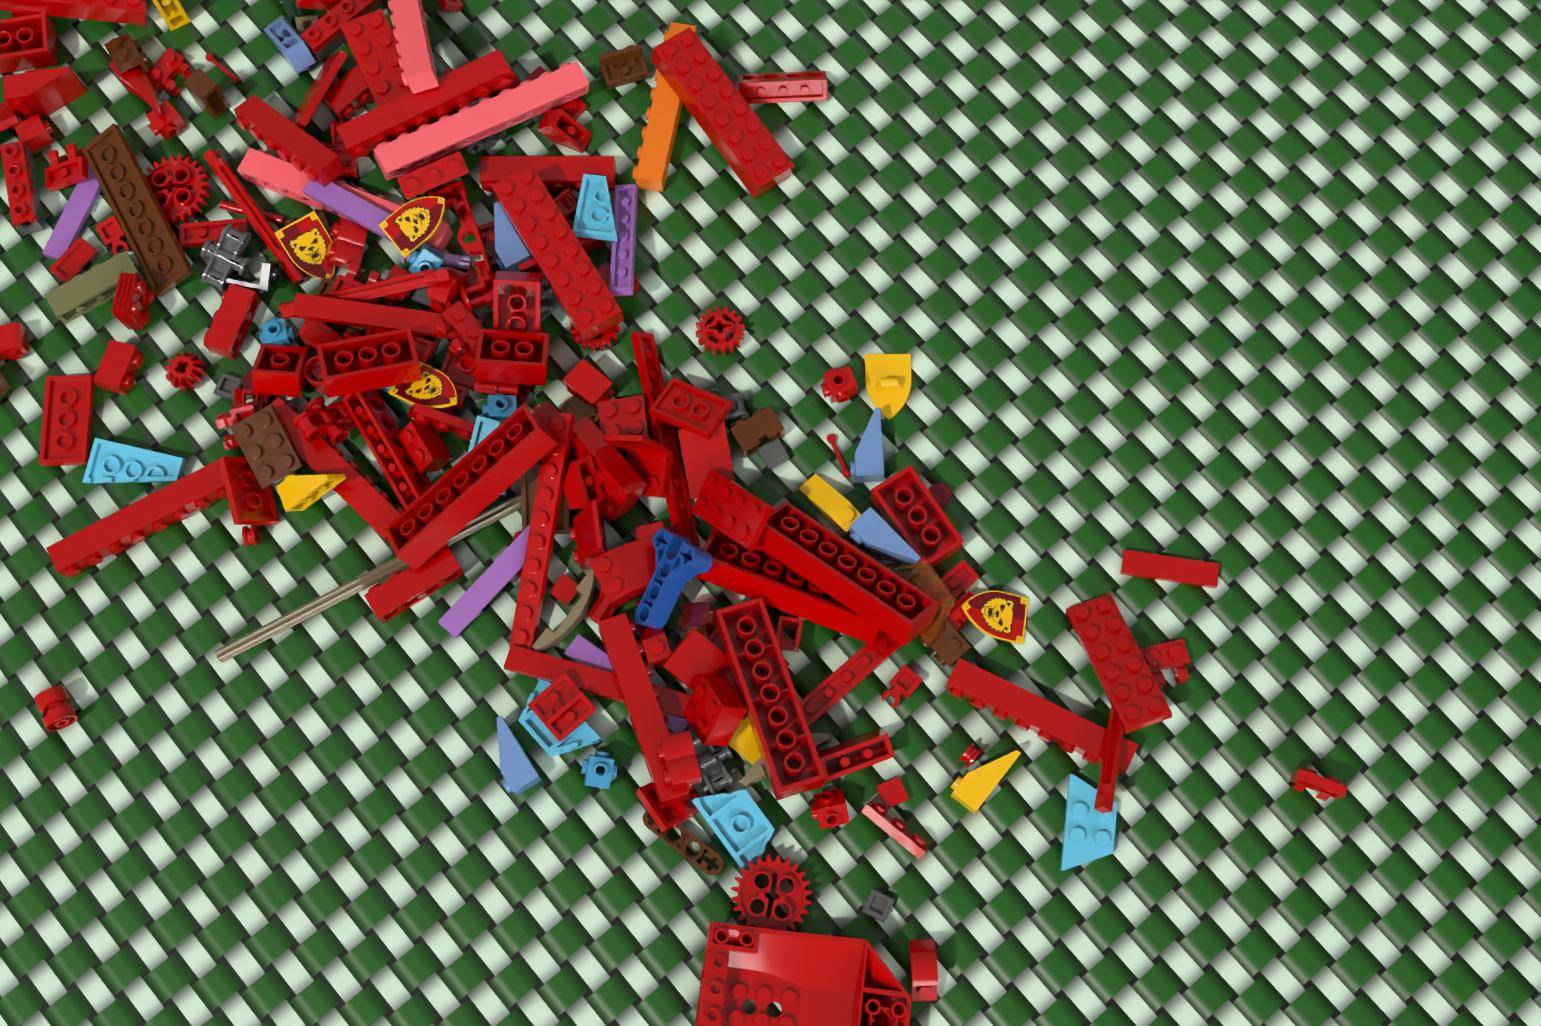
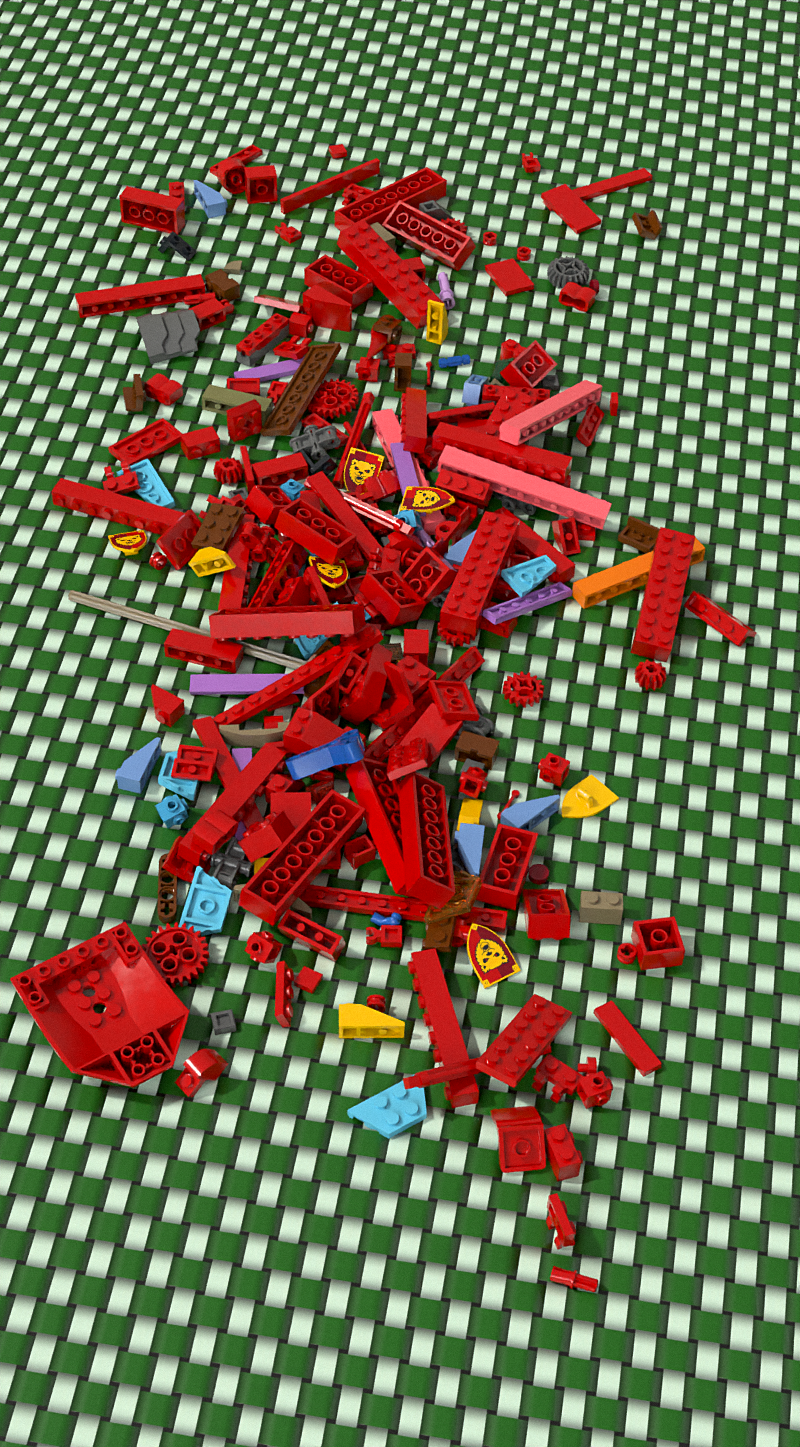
camera: 45 degrees right, 25 degrees down
(107, 492) = (123, 483): none -> red plate
(198, 544) = (128, 542): none -> shield
(201, 351) = (247, 469): none -> red tile
(229, 30) = (454, 361): none -> blue axle
(457, 676) = (166, 706): none -> red slope
(796, 468) = (473, 782): none -> red brick
(799, 205) = (650, 675): none -> red gear
(886, 673) = (380, 920): none -> blue arm
(990, 526) = (546, 914): none -> red slope
(1023, 476) = (601, 907): none -> dark tan brick
(1076, 494) = (628, 947): none -> red bush
(1102, 462) = (658, 943): none -> red brick
(1178, 628) = (589, 1067): none -> red tile
(1202, 742) = (519, 1139): none -> red piece
(1207, 643) = (594, 1089): none -> red brick
(1245, 723) = (562, 1152): none -> red brick
(1368, 813) = (573, 1279): none -> red axle

